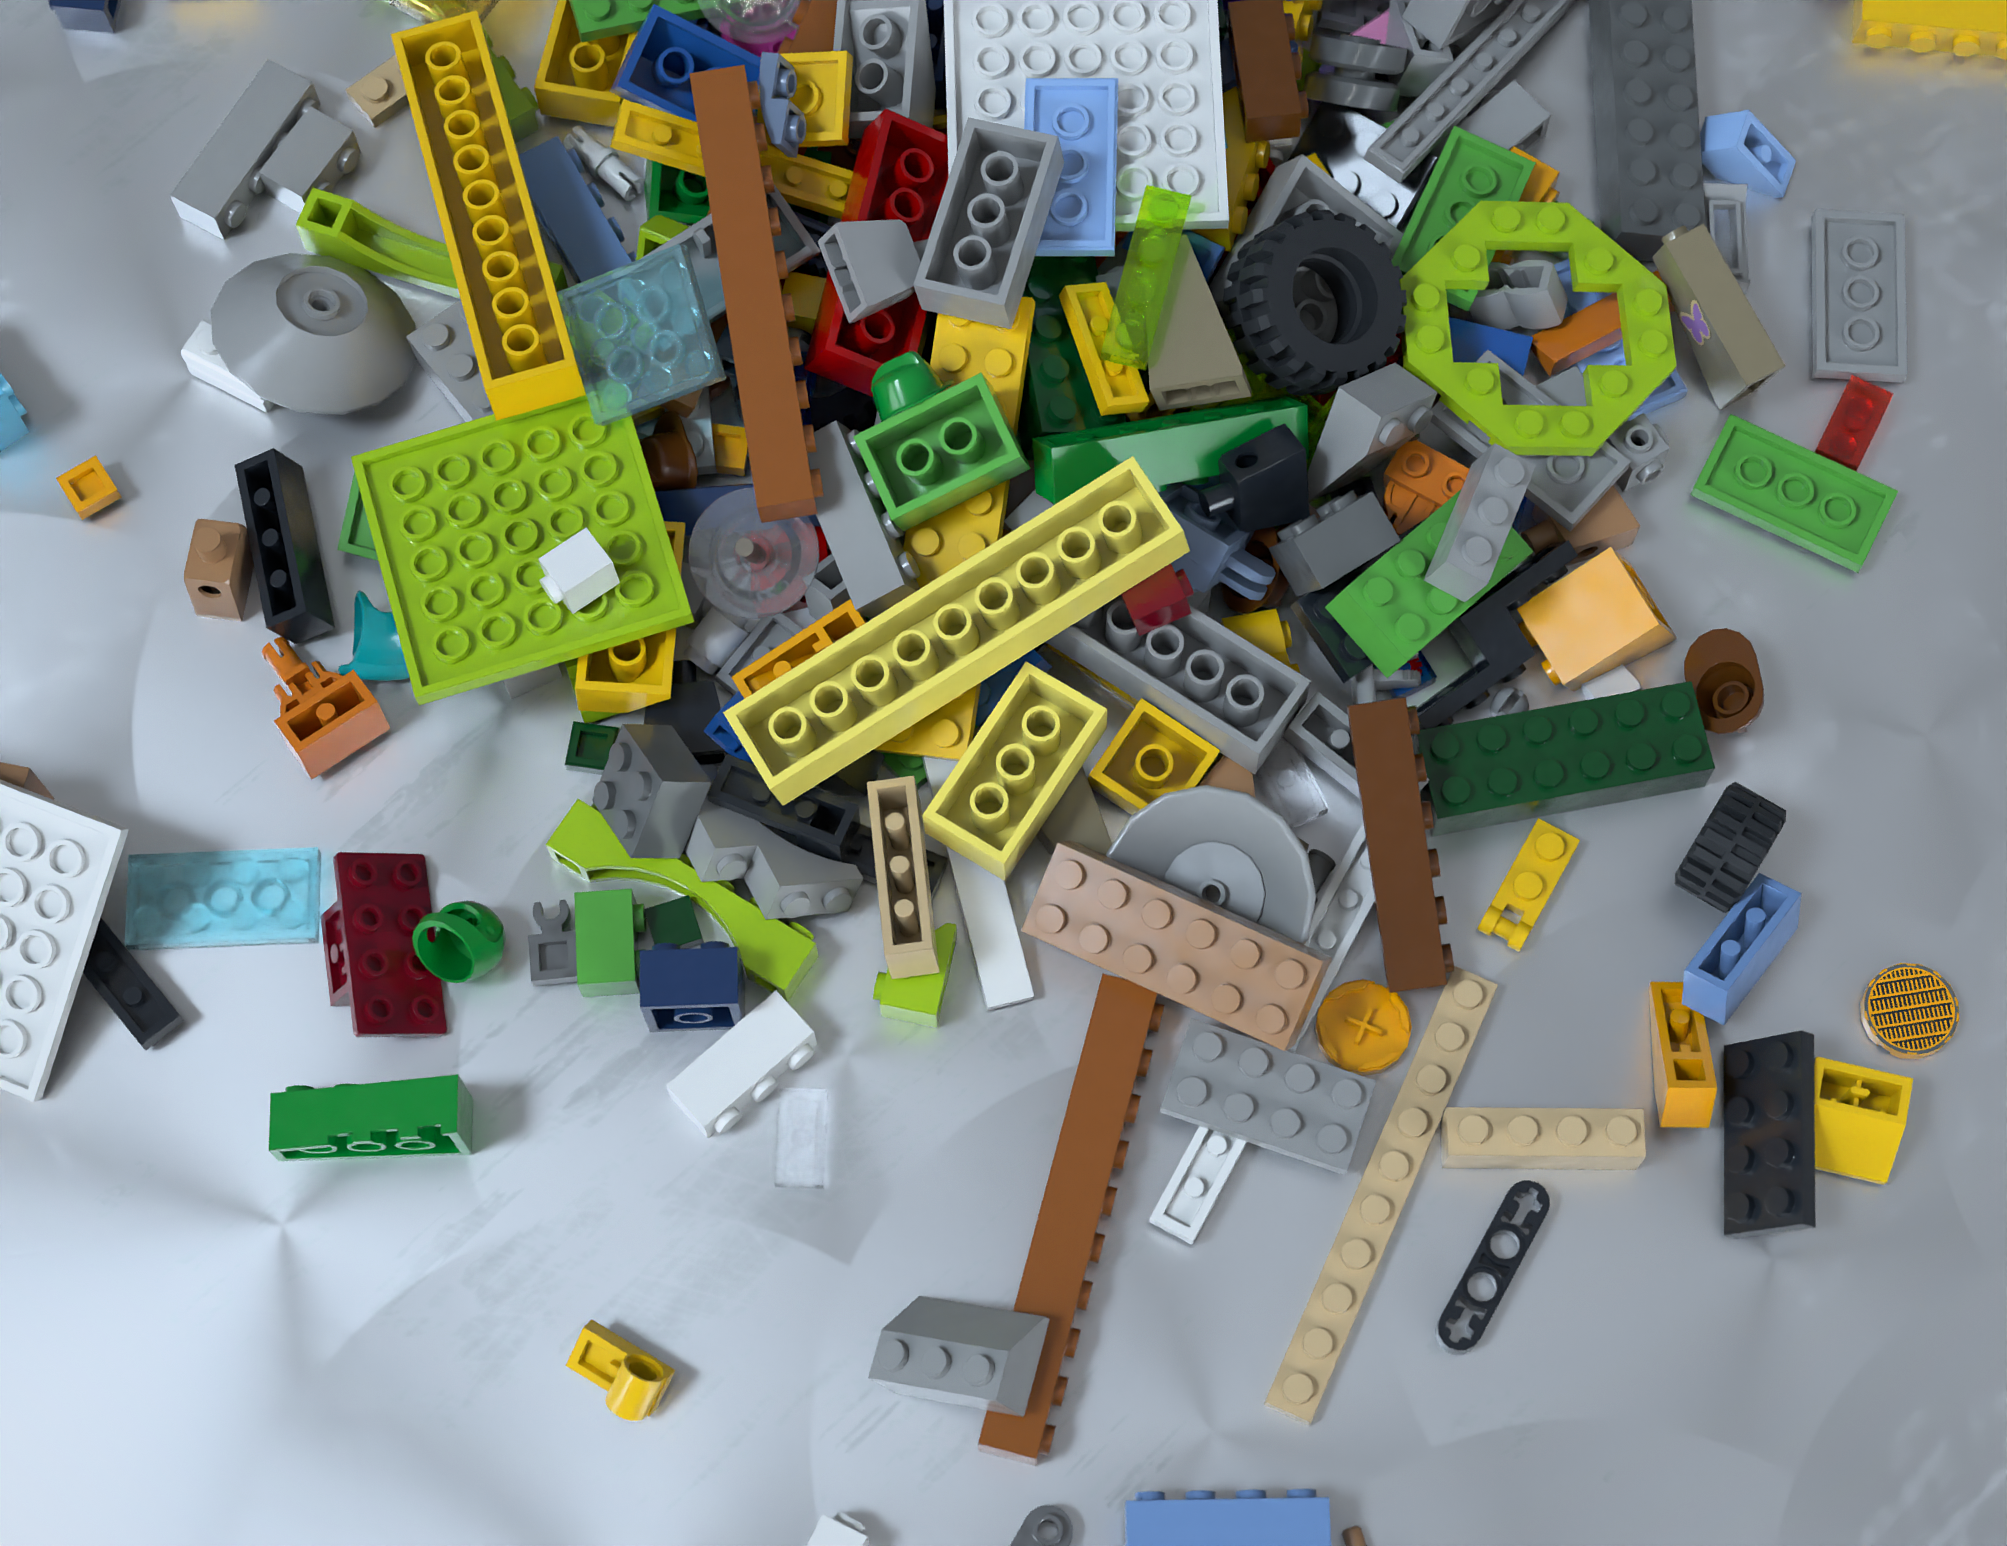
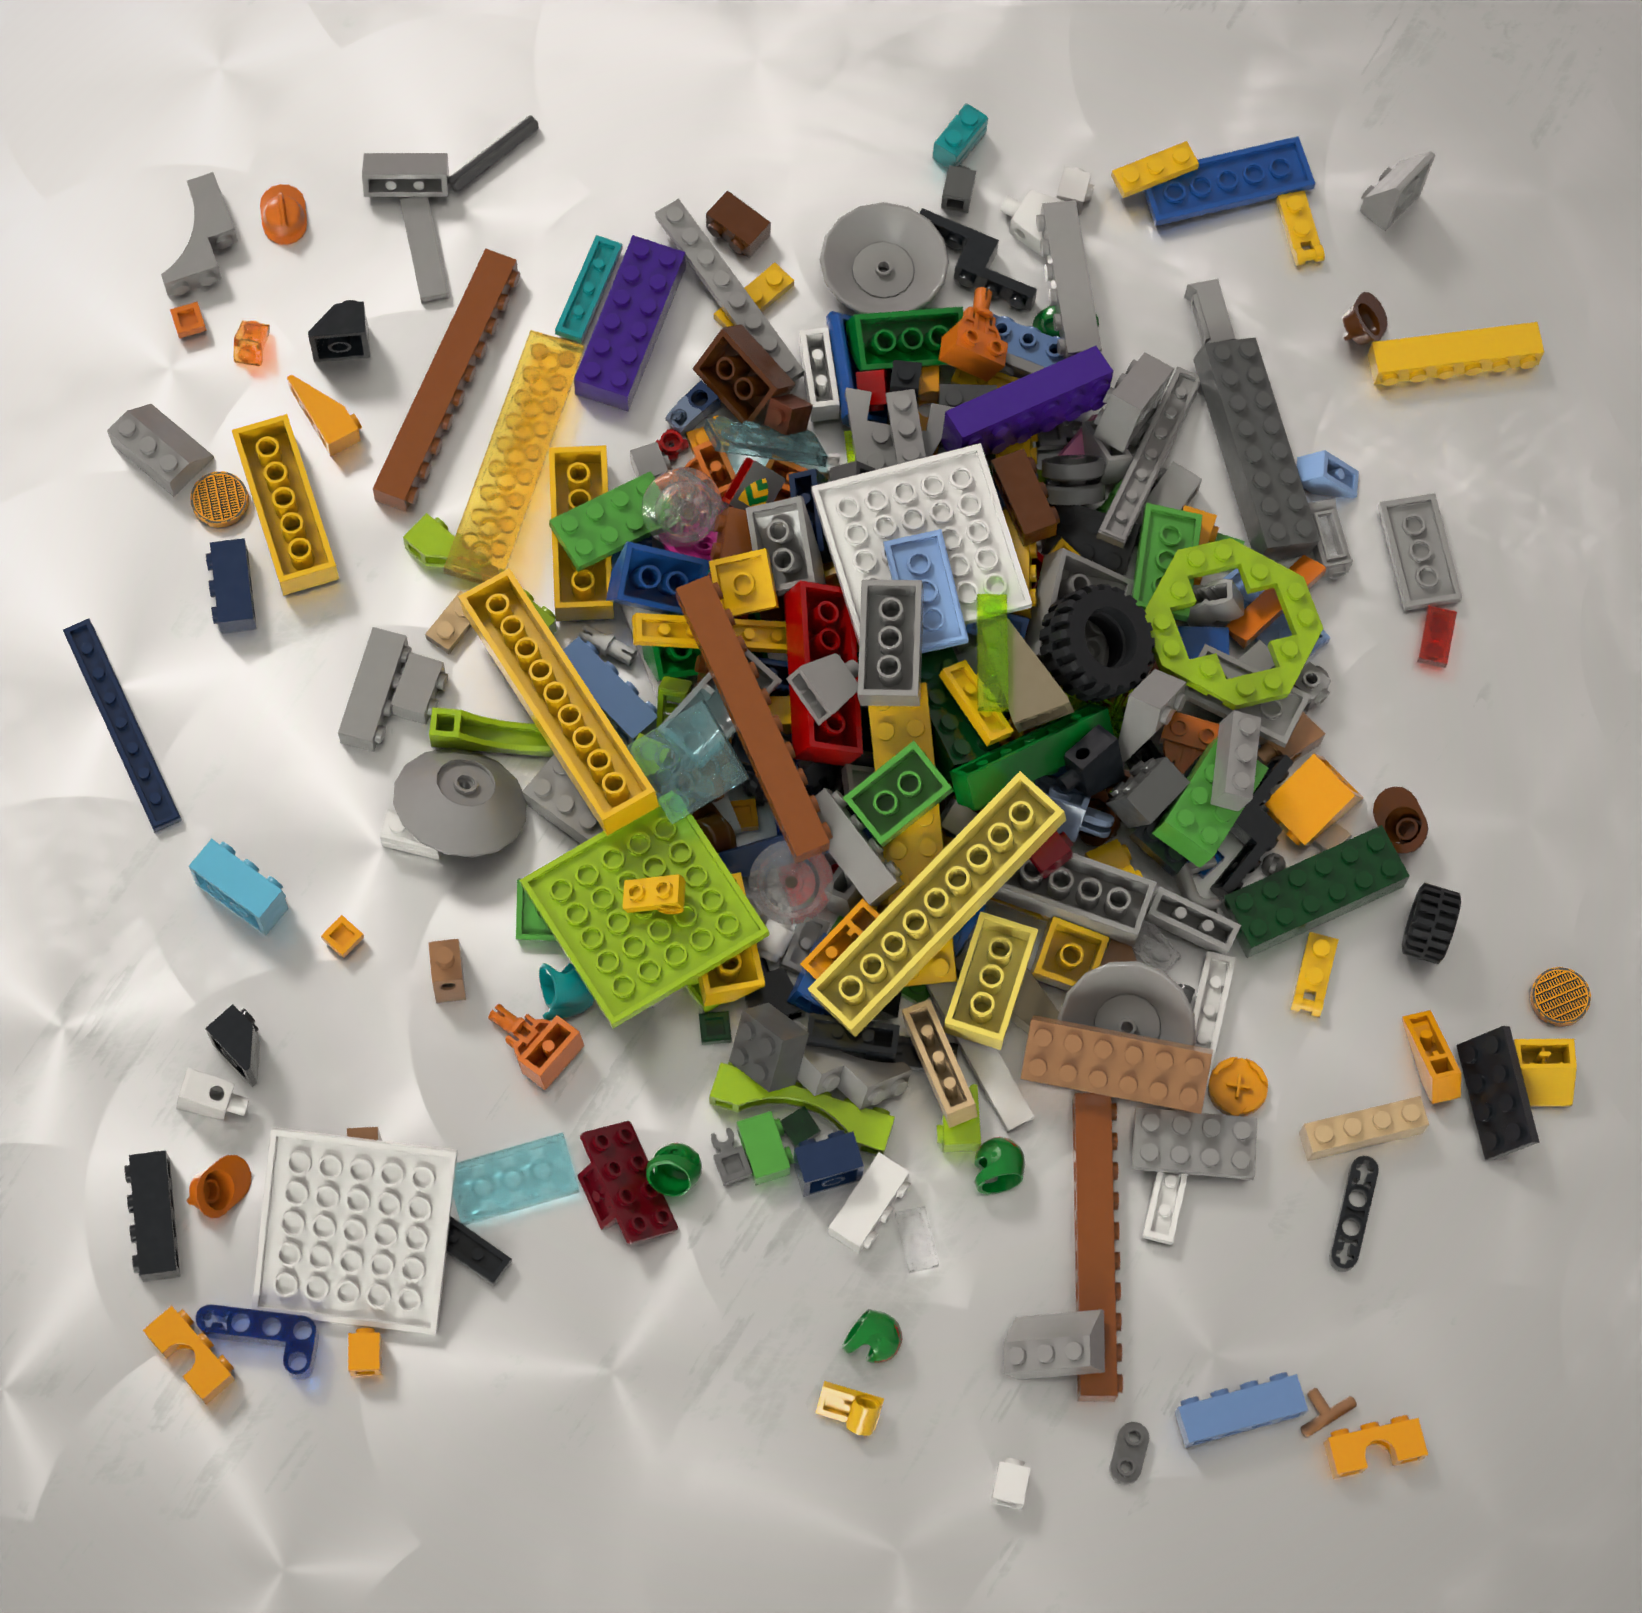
camera: 20 degrees left, 0 degrees up
(284, 546) = (484, 945): black brick -> none
(372, 1120) = (652, 1293): green wedge -> none
(535, 518) = (655, 893): none -> yellow plate
(577, 571) = (692, 921): white brick -> none
(695, 1267) = (879, 1332): none -> green helmet
(782, 118) = (737, 601): sand blue slope -> none
(904, 384) = (863, 759): green piece -> none
(957, 1044) = (1002, 1159): none -> green helmet
(1380, 1196) = (1276, 1186): tan plate -> none
(1398, 844) = (1233, 970): reddish brown brick -> none
(1716, 316) = (1339, 589): dark tan slope -> none
(1741, 949) = (1453, 984): medium blue brick -> none
(1794, 493) = (1411, 689): bright green plate -> none

